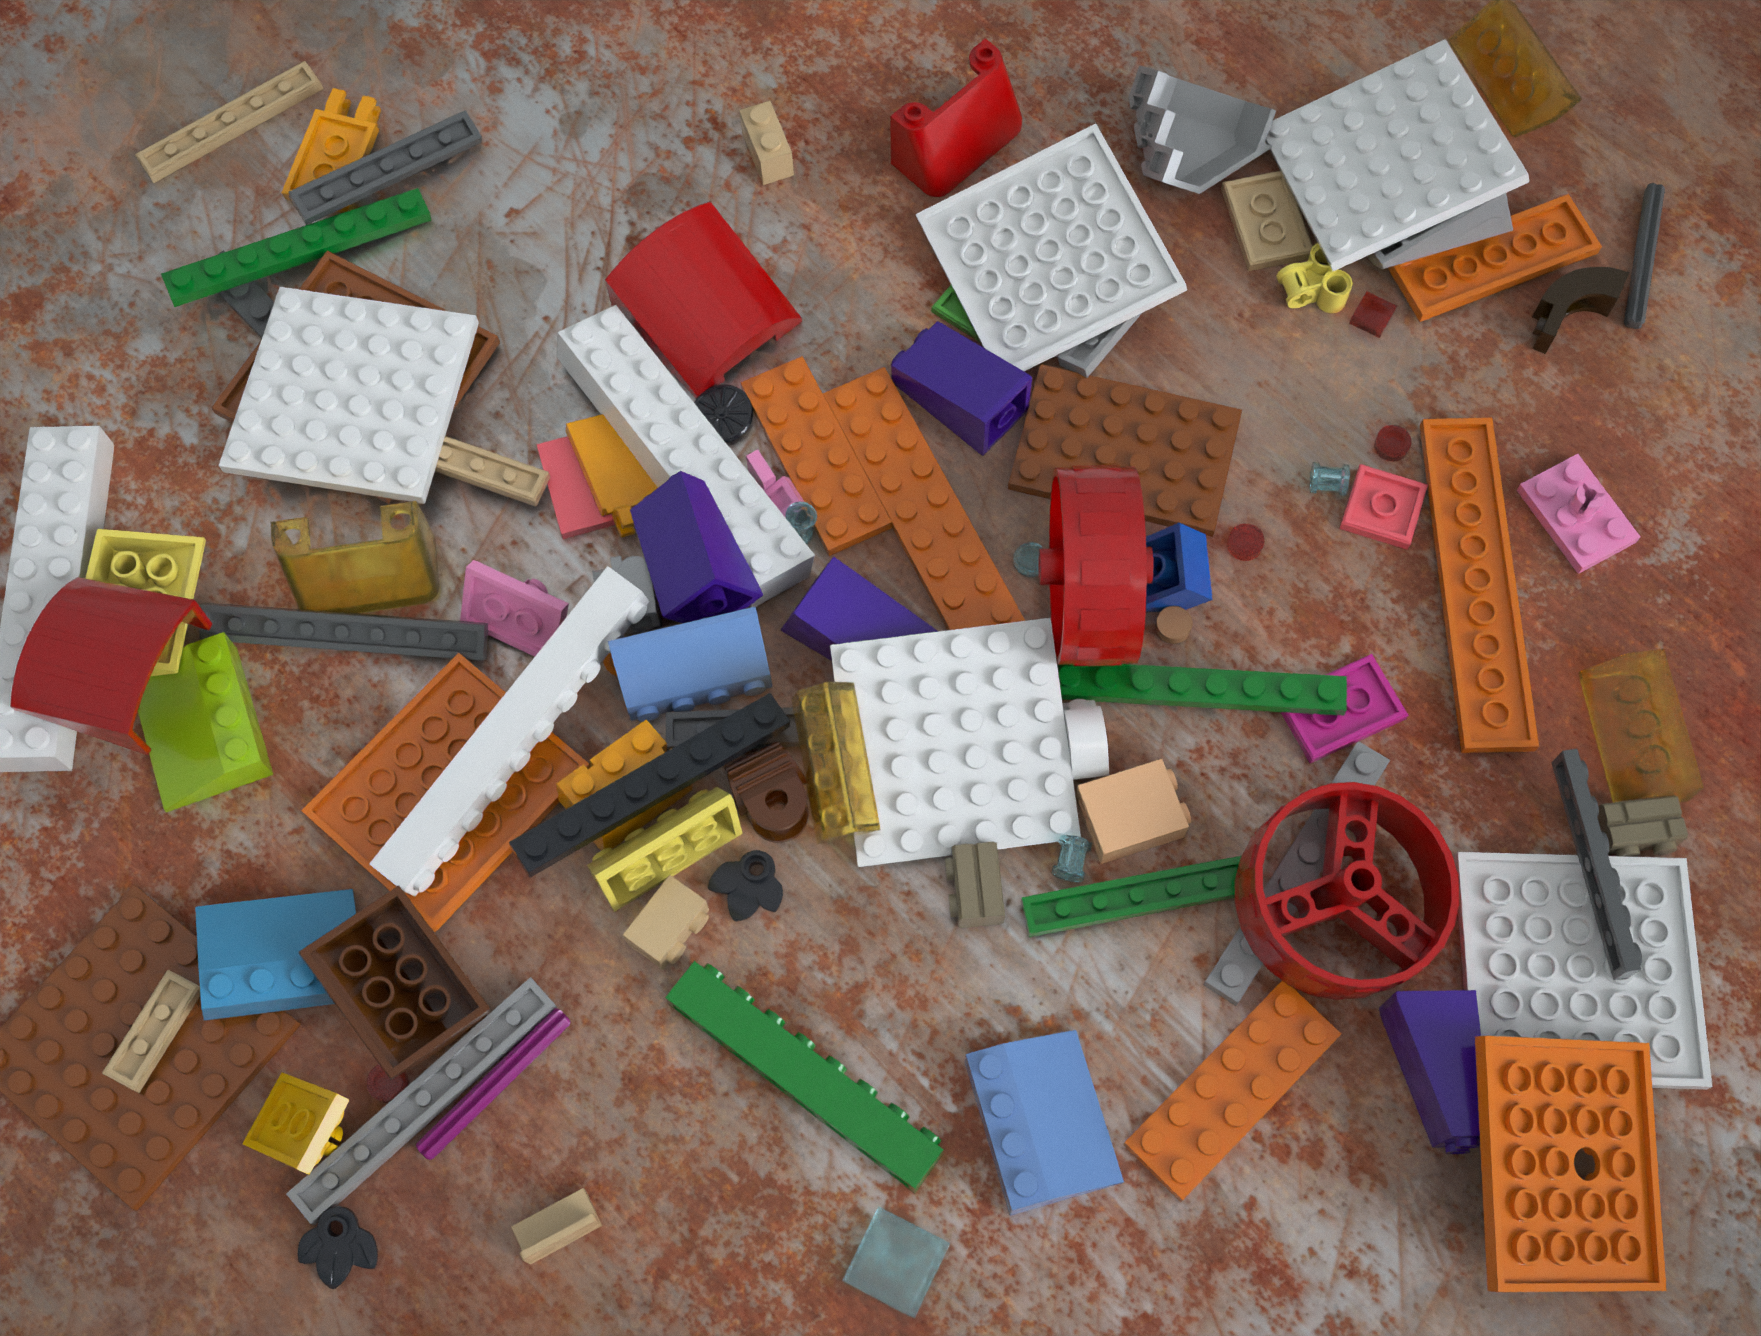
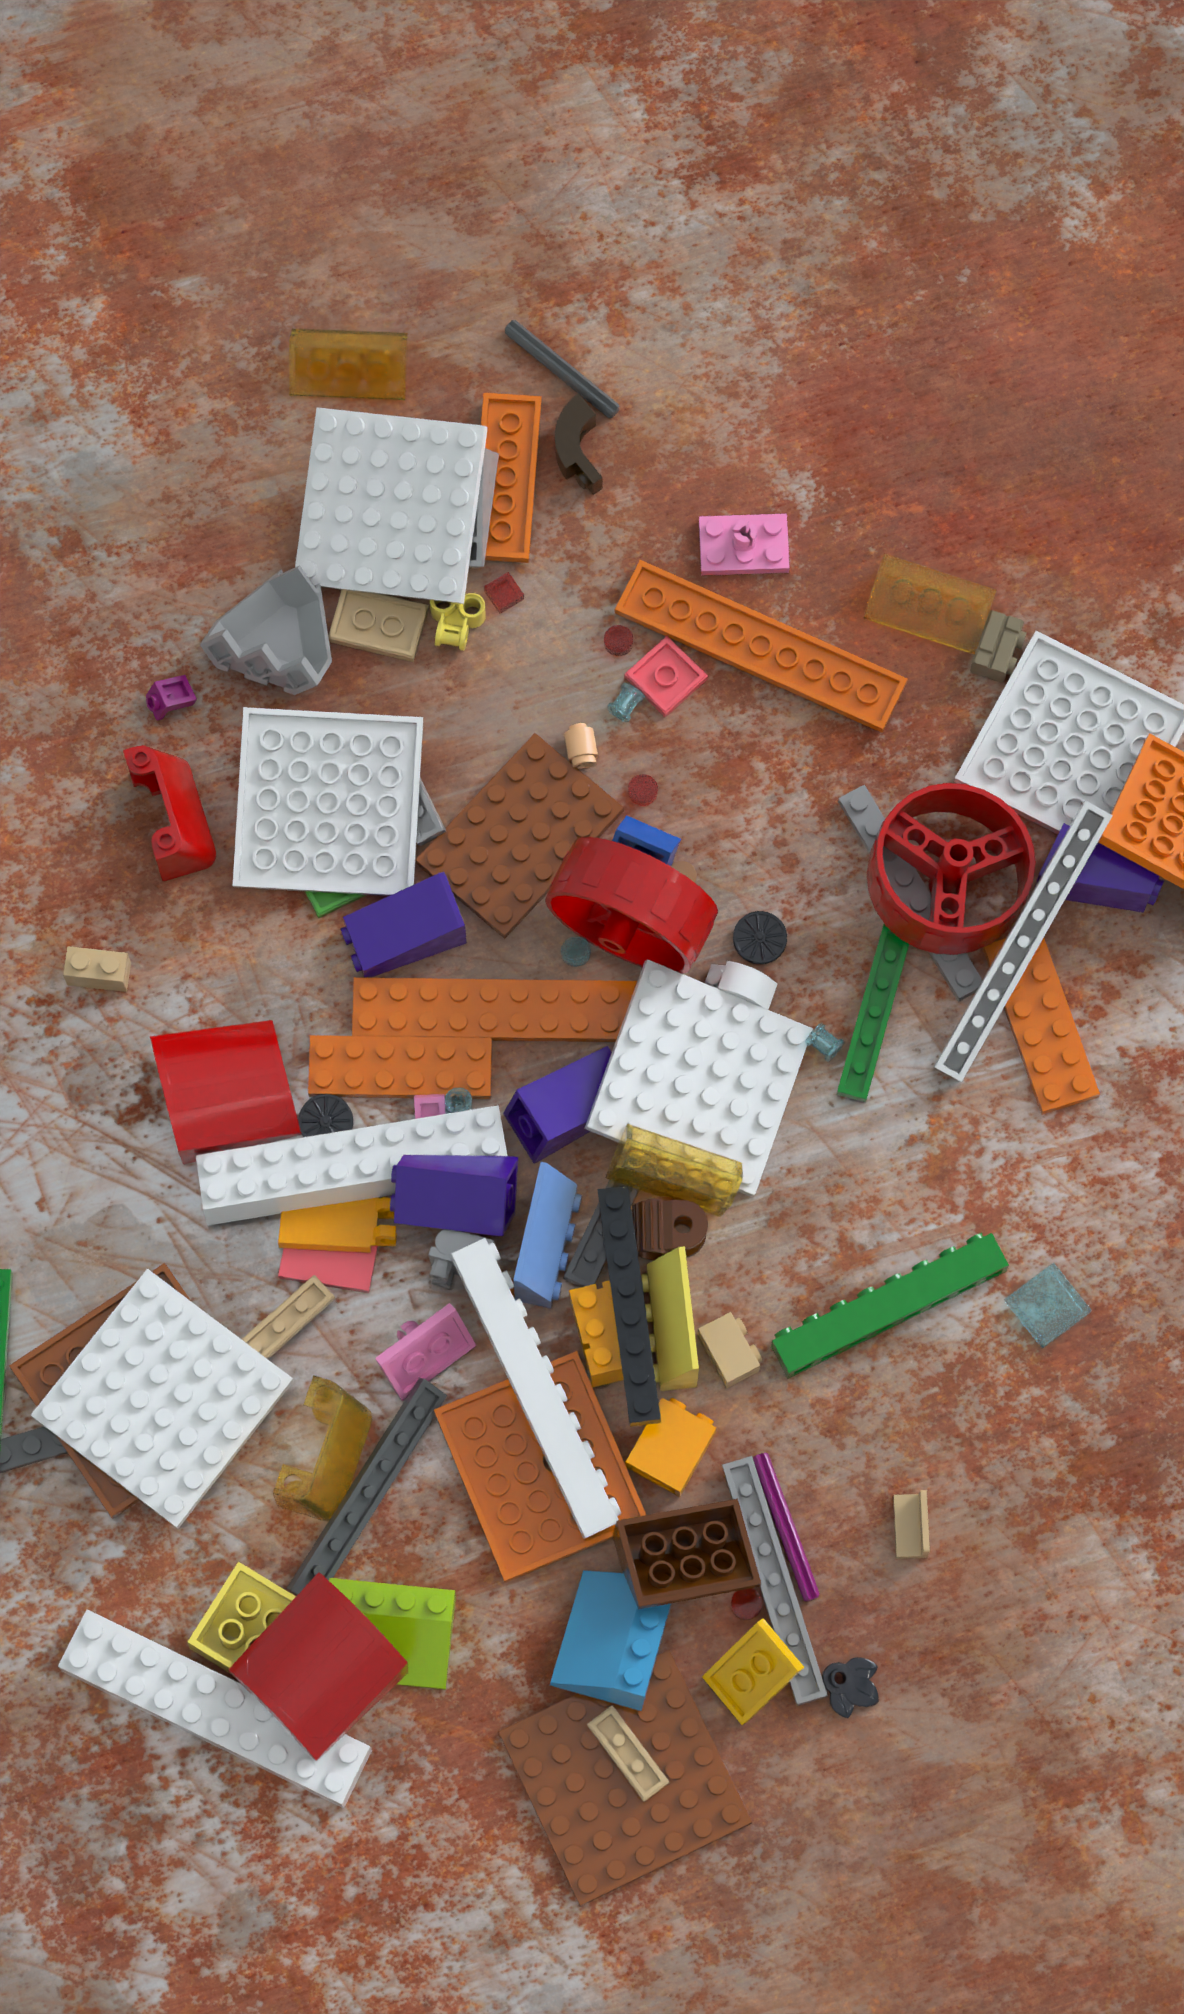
camera: 65 degrees left, 5 degrees up
(528, 913) = (672, 1449): none -> light orange brick
(746, 890) = (731, 1283): black plate -> none
(760, 470) = (398, 1113): bright pink tile -> none
(976, 885) = (811, 1118): dark tan brick -> none
(1042, 1120) = (1000, 1160): medium blue slope -> none
(1078, 78) = (169, 695): none -> magenta bracket
(1132, 811) = (812, 981): light nougat brick -> none
(1153, 734) = (760, 937): none -> black wheel
(1205, 688) = (753, 869): green plate -> none
(1254, 458) = (581, 746): none -> light nougat brick
(1310, 1010) = (1023, 940): none -> white brick
(1370, 709) = (806, 795): dark pink tile -> none
(1600, 878) = (1020, 695): dark grey plate -> none

